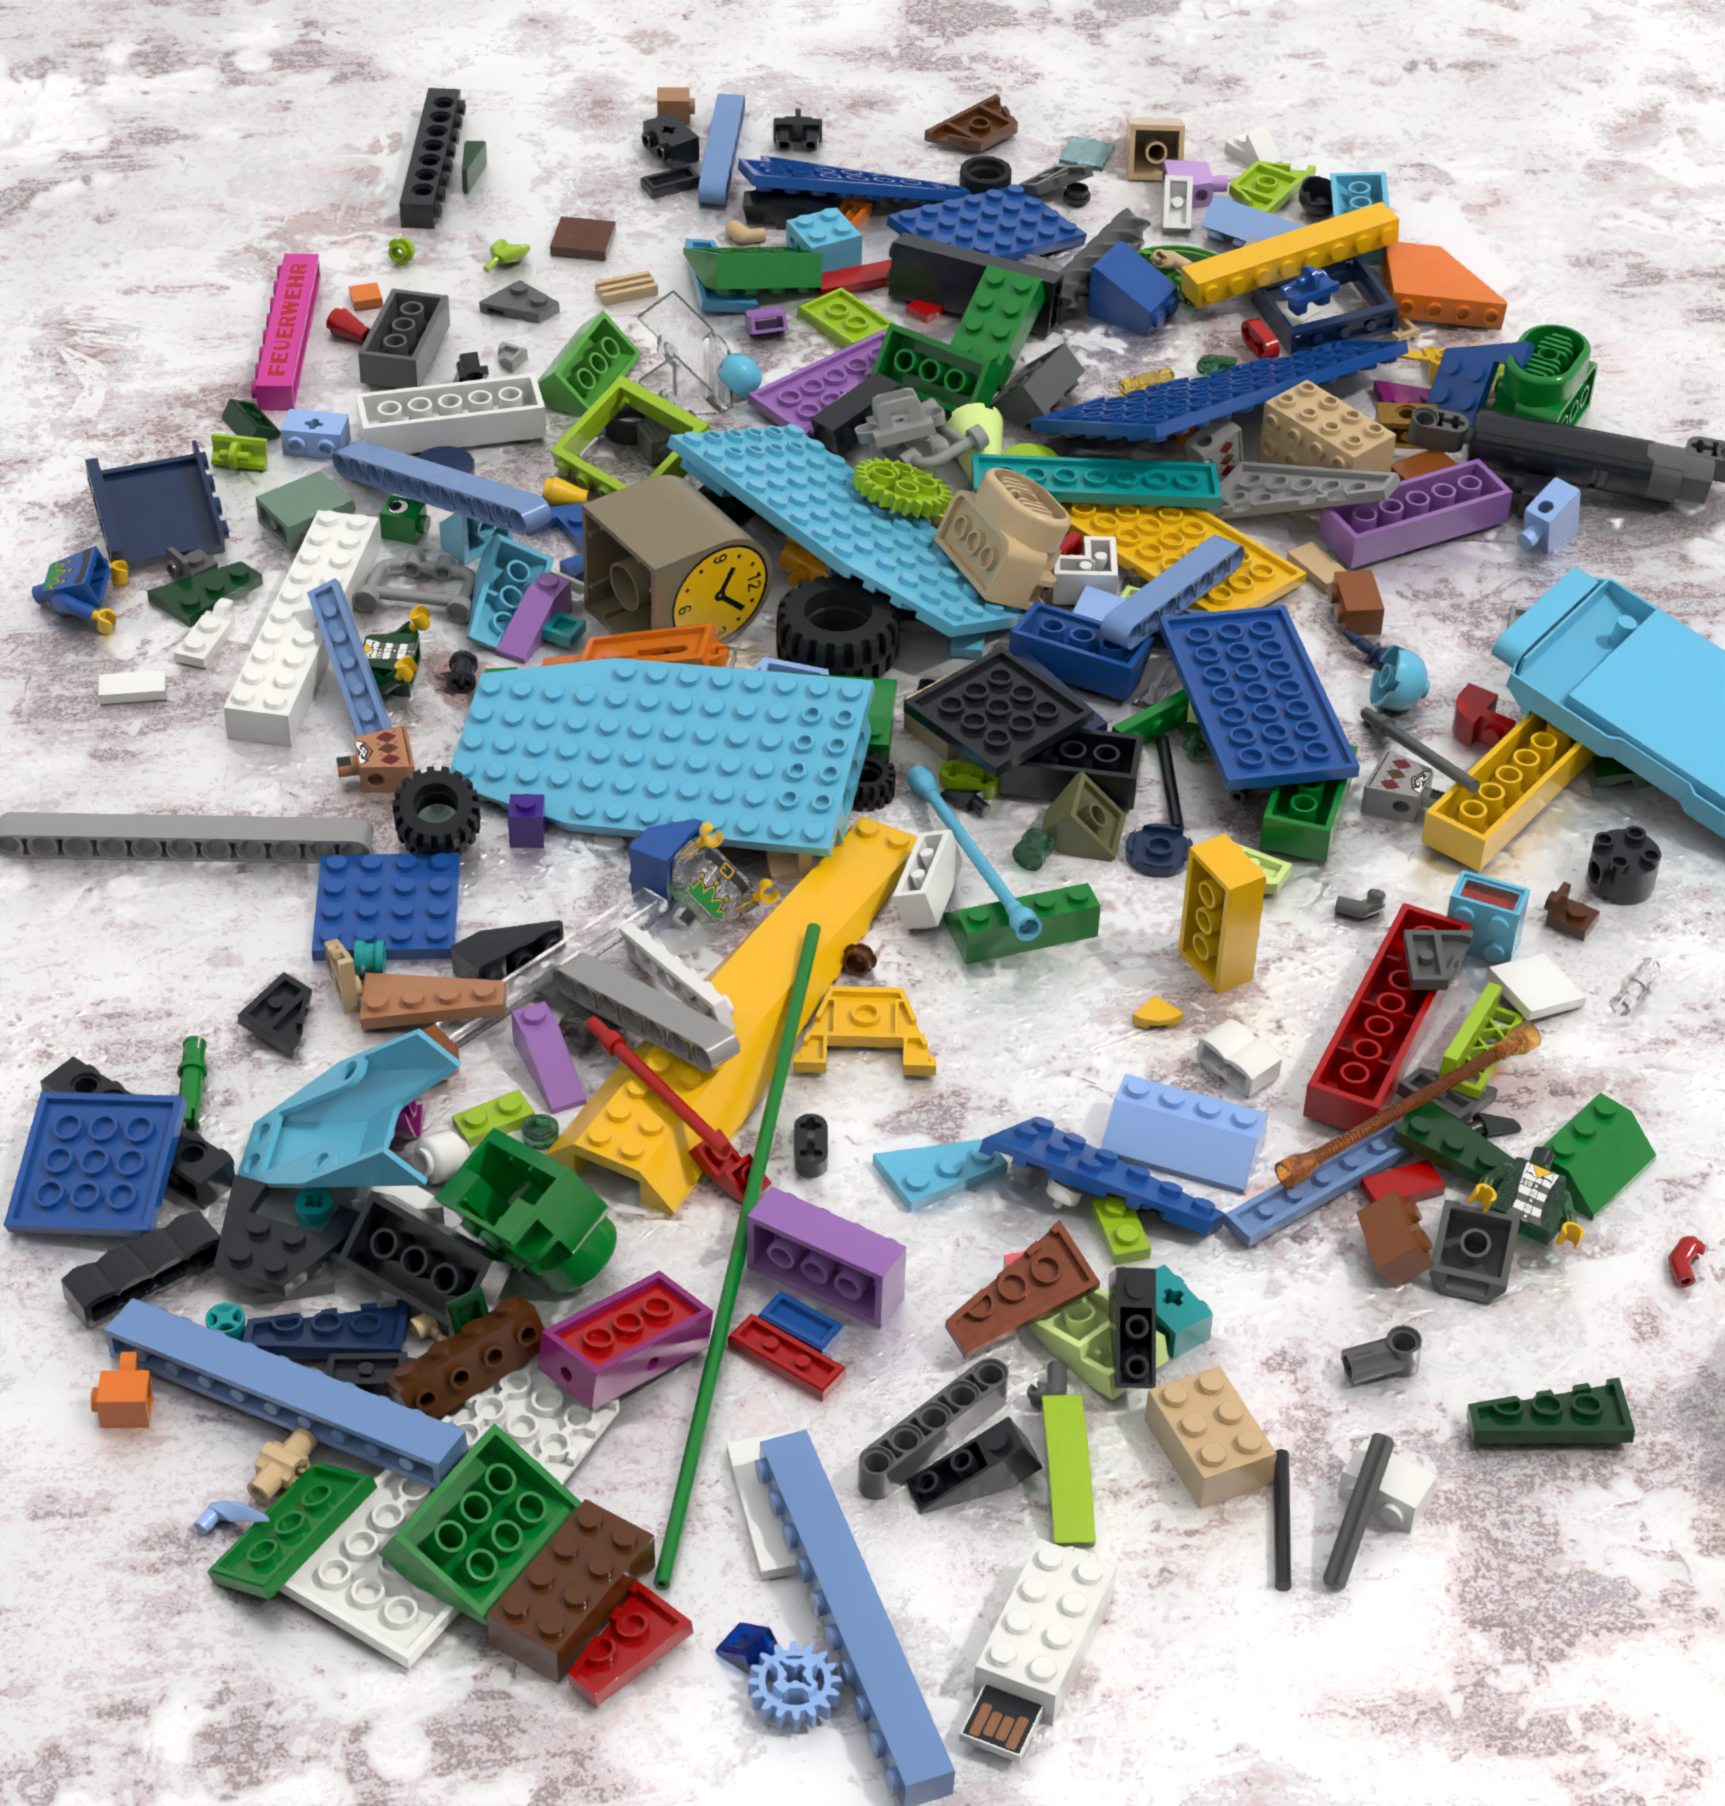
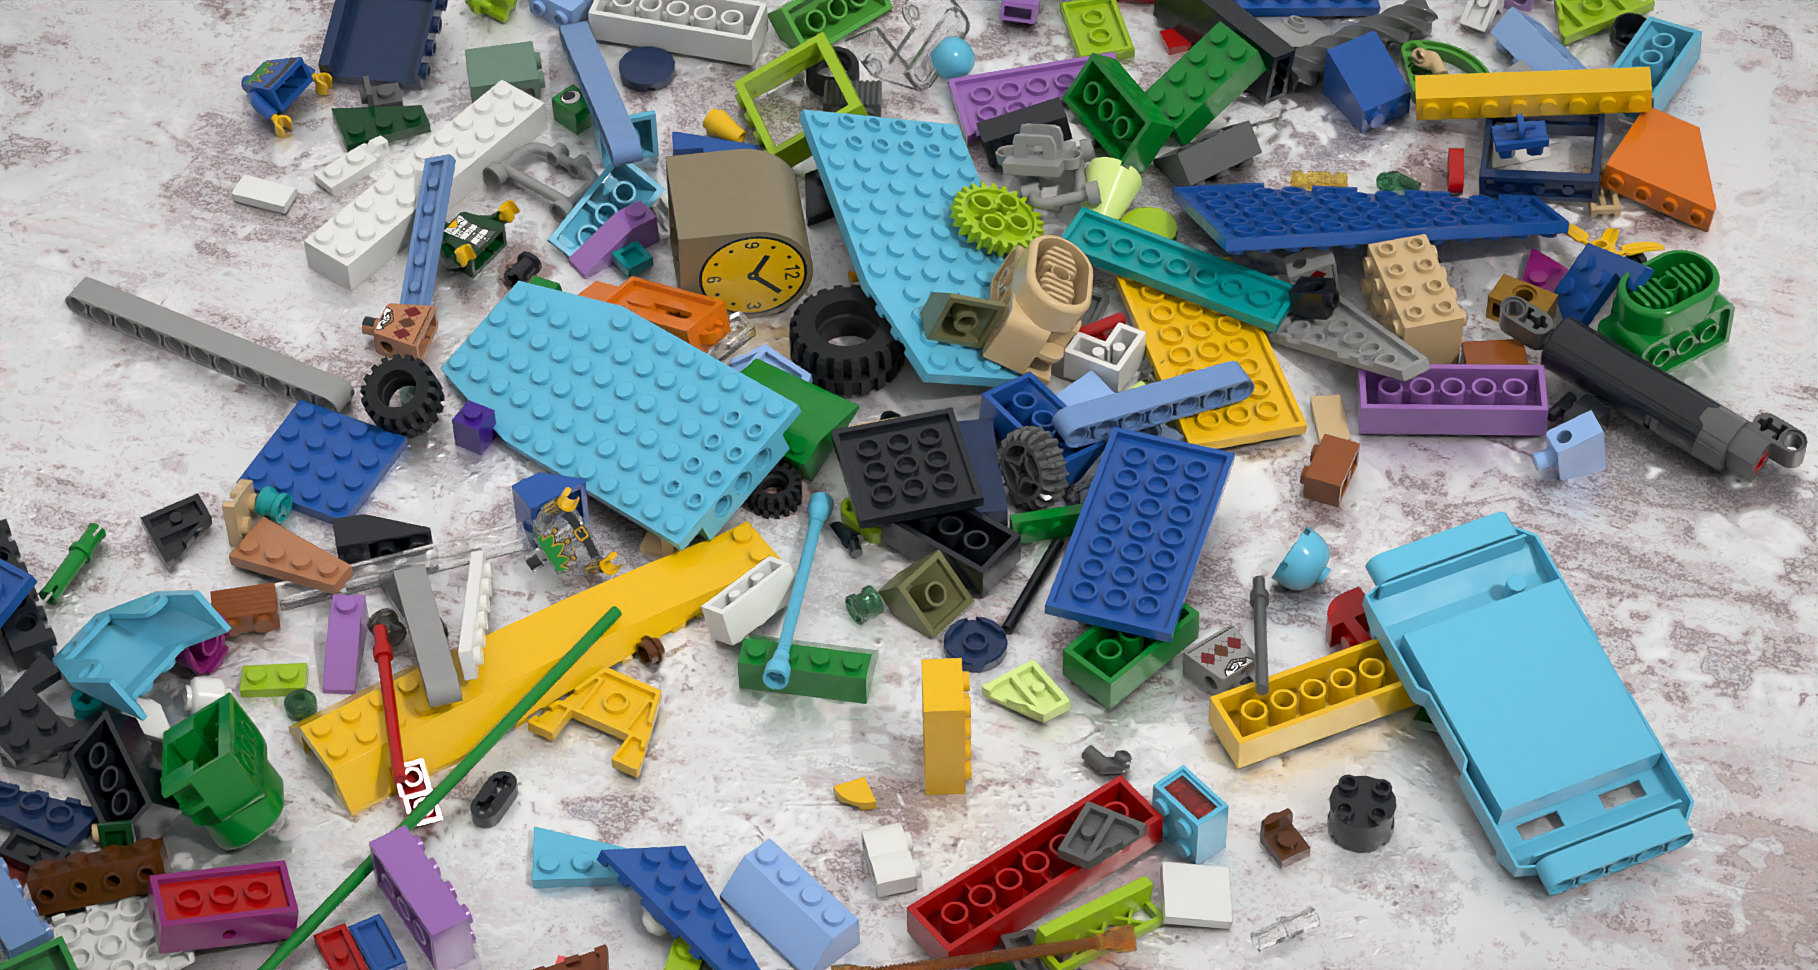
camera: 30 degrees right, 5 degrees up
(954, 566) = (960, 318): none -> olive slope
(968, 646) = (959, 394): medium azure tile -> none
(1121, 669) = (1033, 467): none -> dark grey gear
(1237, 466) = (1314, 298): none -> black brick
(1374, 652) = (1308, 519): dark blue bar -> none

